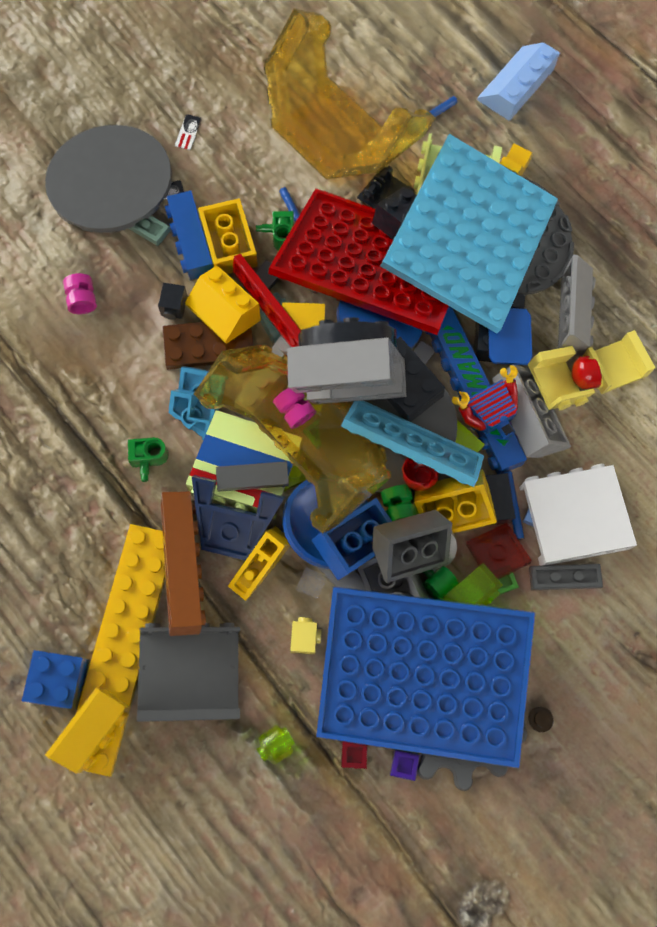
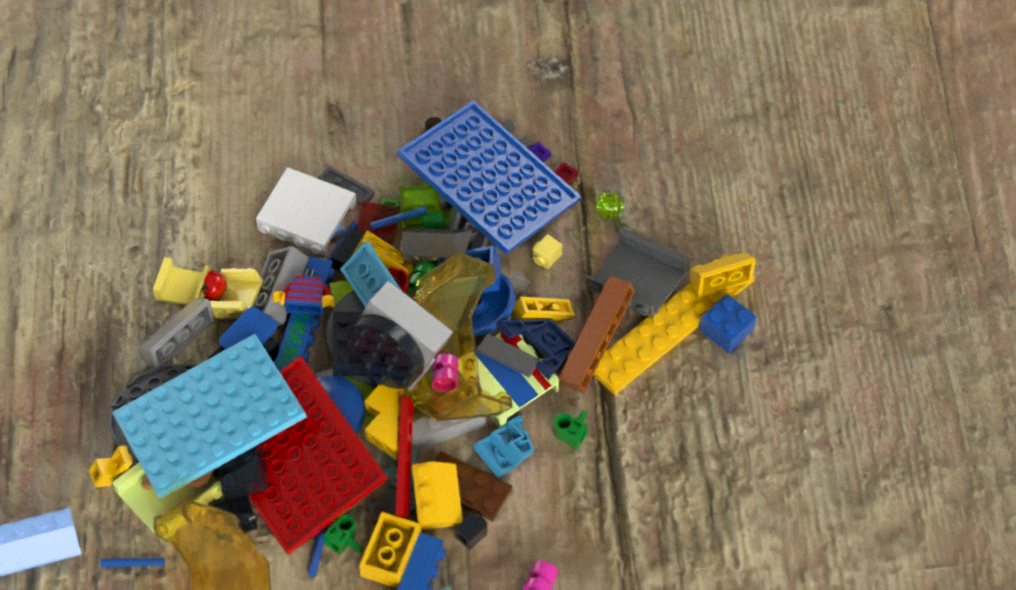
camera: 140 degrees left, 15 degrees down
(477, 559) = (398, 218): none -> blue bar

